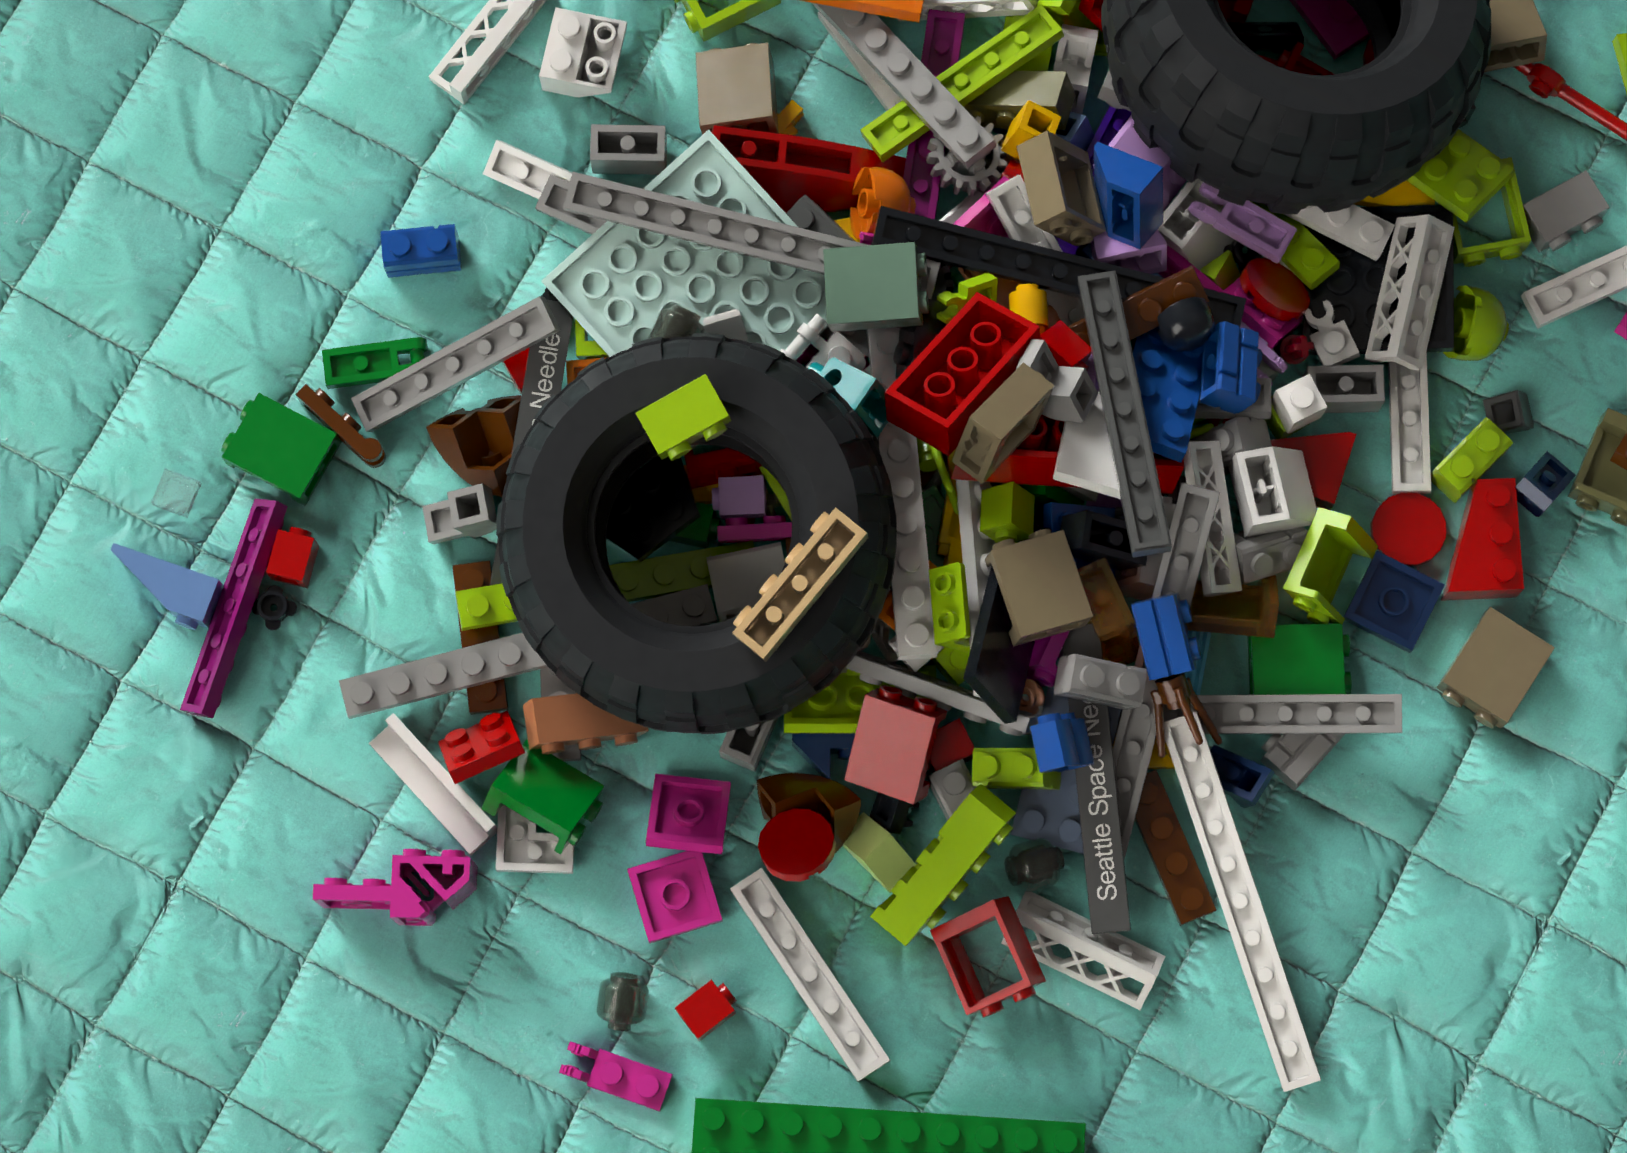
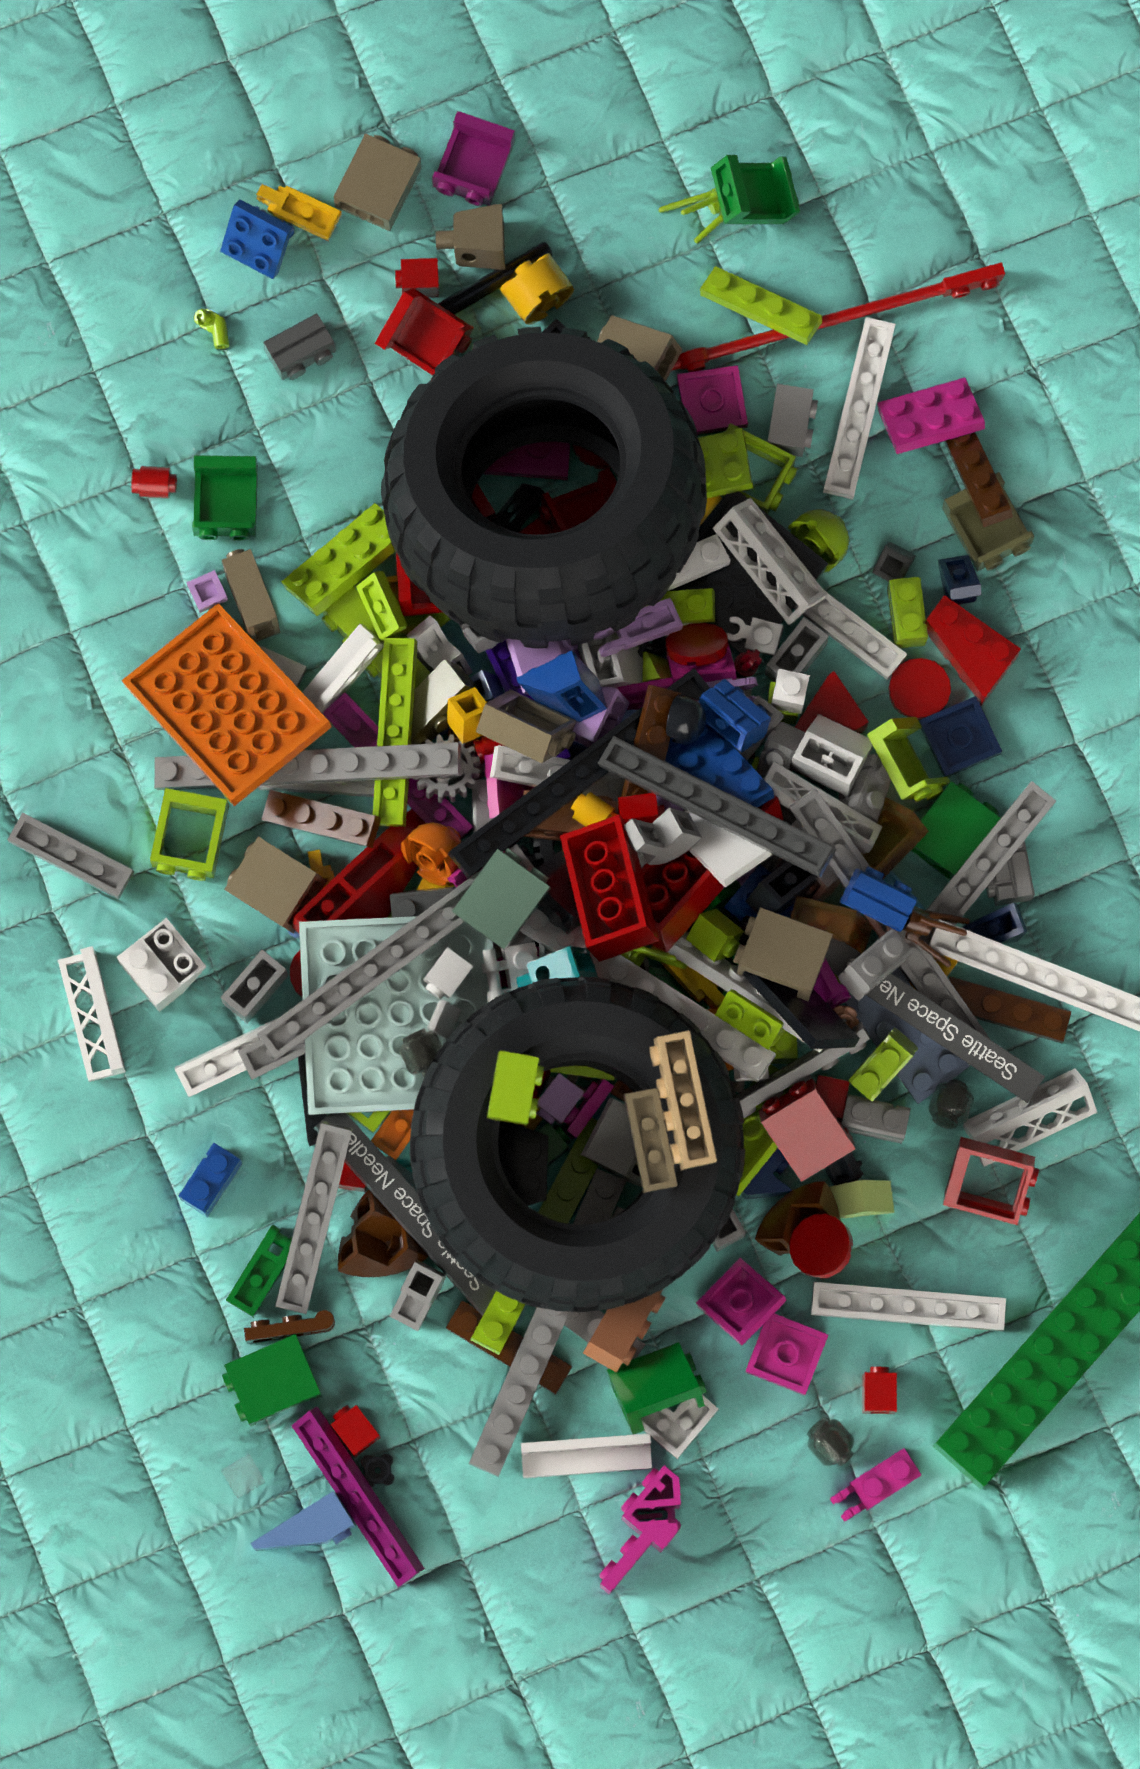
camera: 55 degrees left, 0 degrees up
(480, 746) = (588, 1403): red plate -> none
(738, 584) = (650, 1140): none -> dark tan plate
(767, 298) = (446, 974): none -> white brick
(830, 85) = (321, 819): none -> plate
(944, 865) = (910, 1160): lime wedge -> none
(984, 284) = (551, 840): lime plate -> none
(1002, 423) = (667, 888): dark tan window -> none
(1061, 743) = (895, 1021): blue brick -> none
(1494, 669) = (1055, 709): dark tan brick -> none
(1521, 127) = (713, 398): none -> dark pink plate

